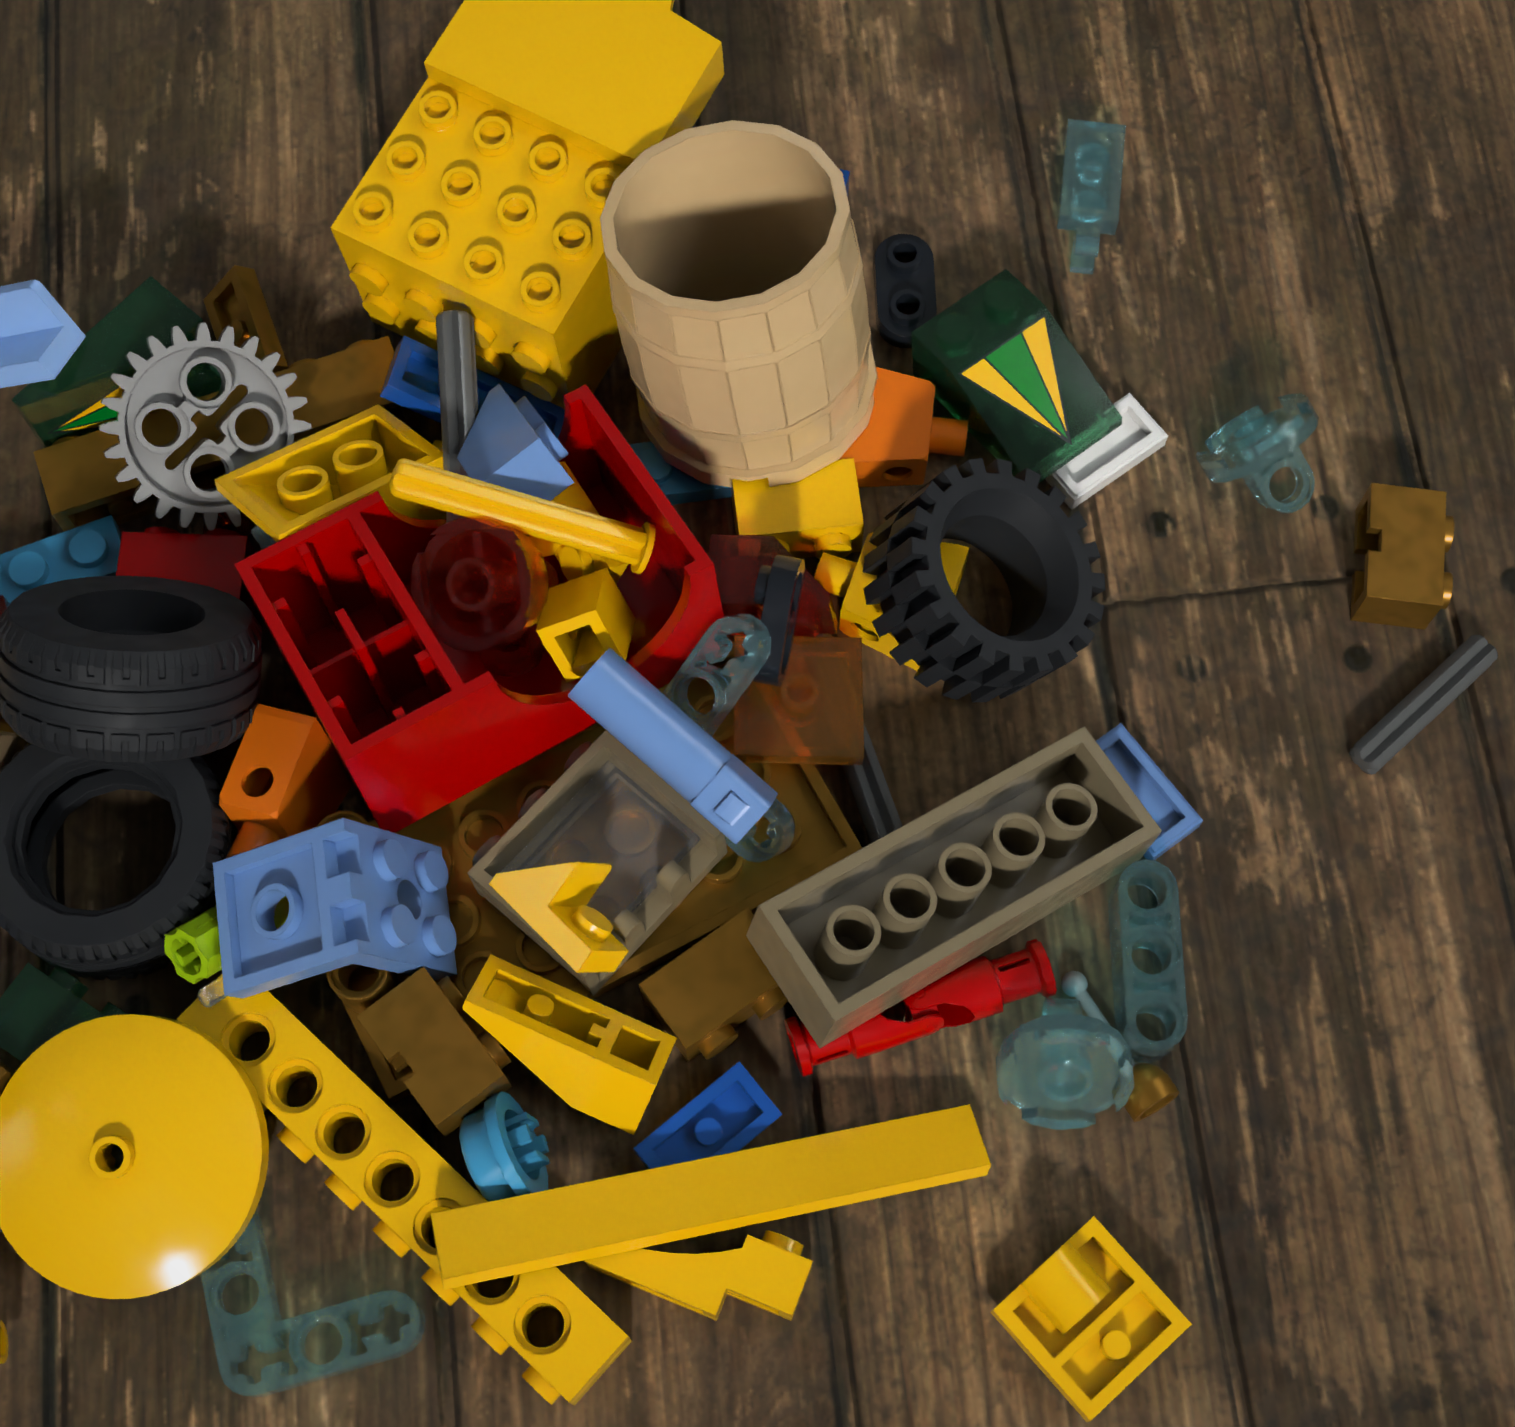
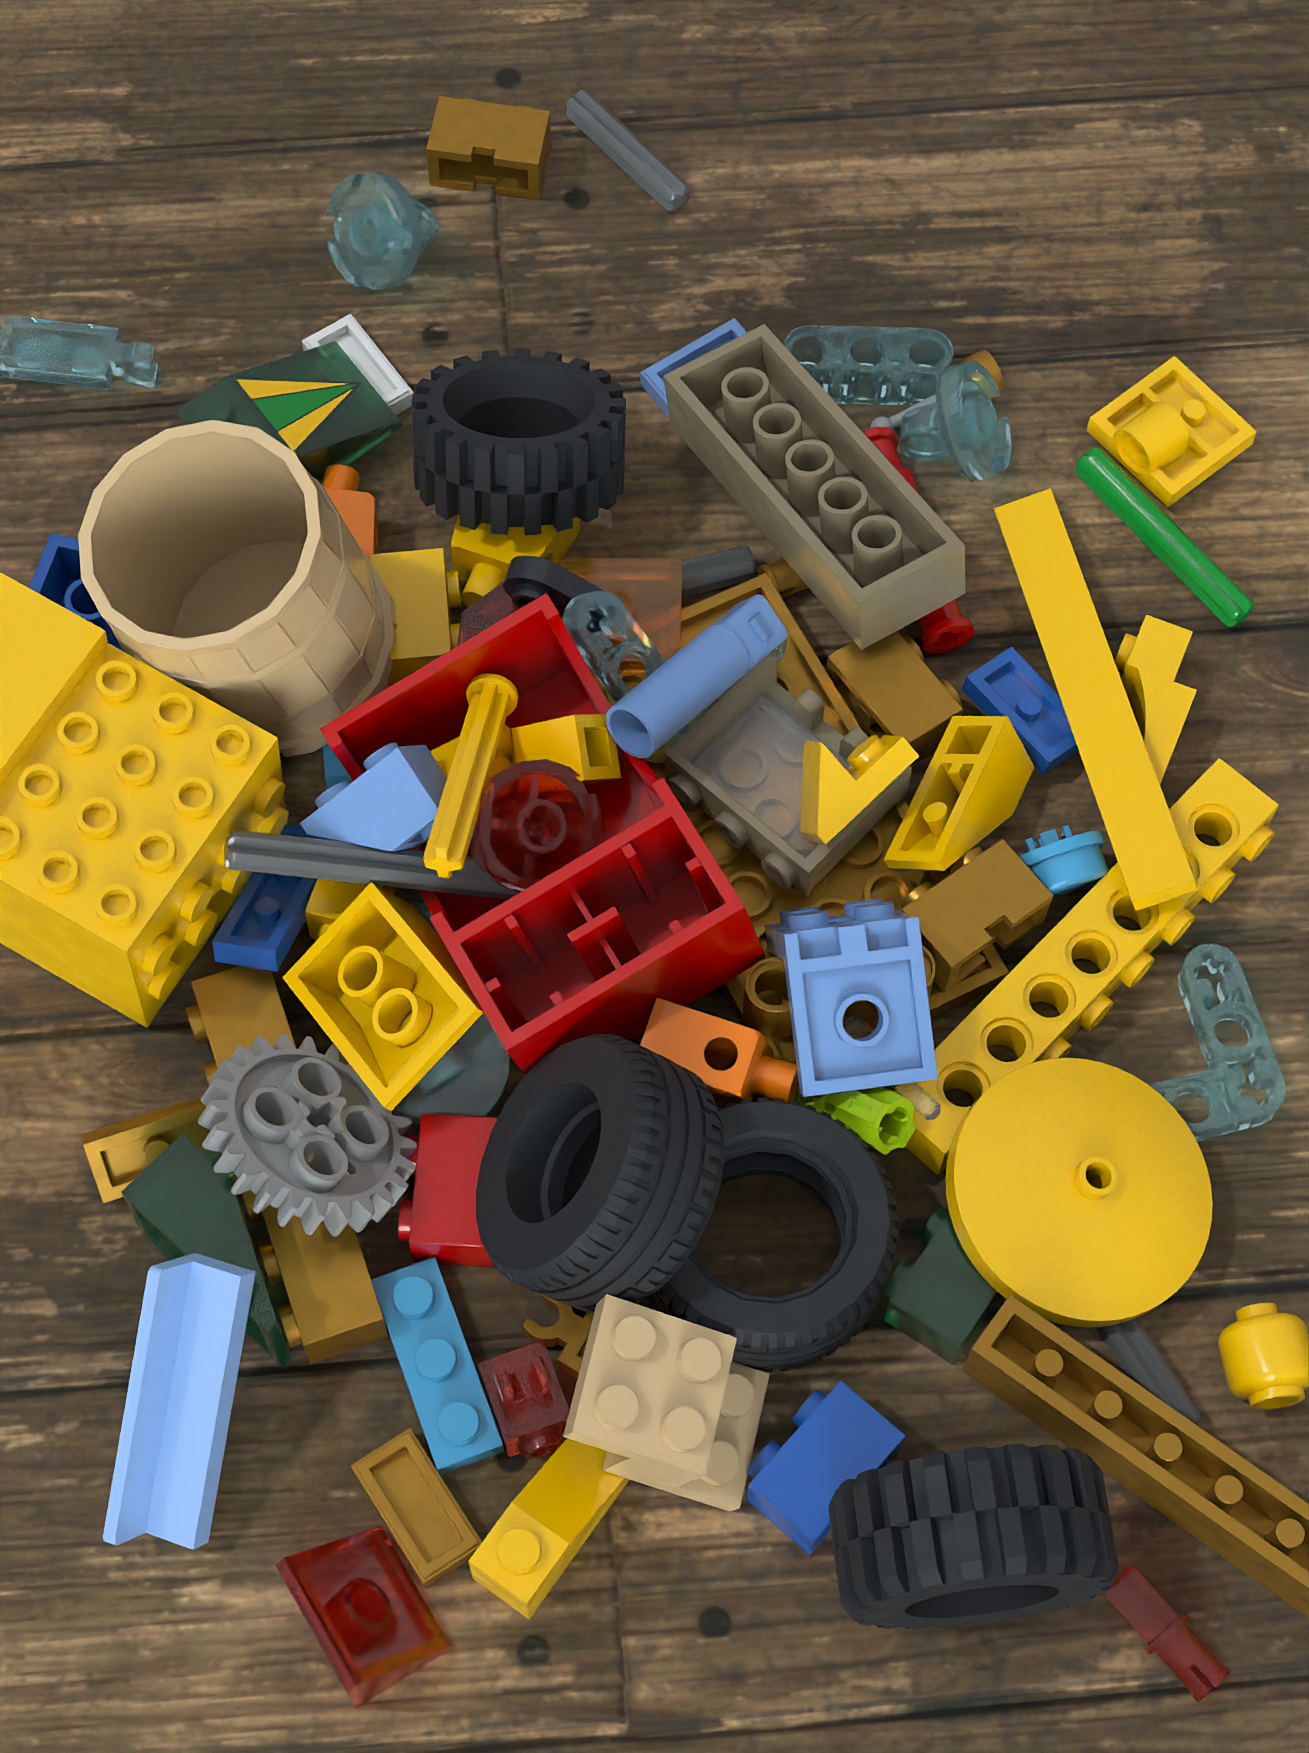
camera: 90 degrees left, 5 degrees down
(946, 1304) = (1164, 537): none -> green axle

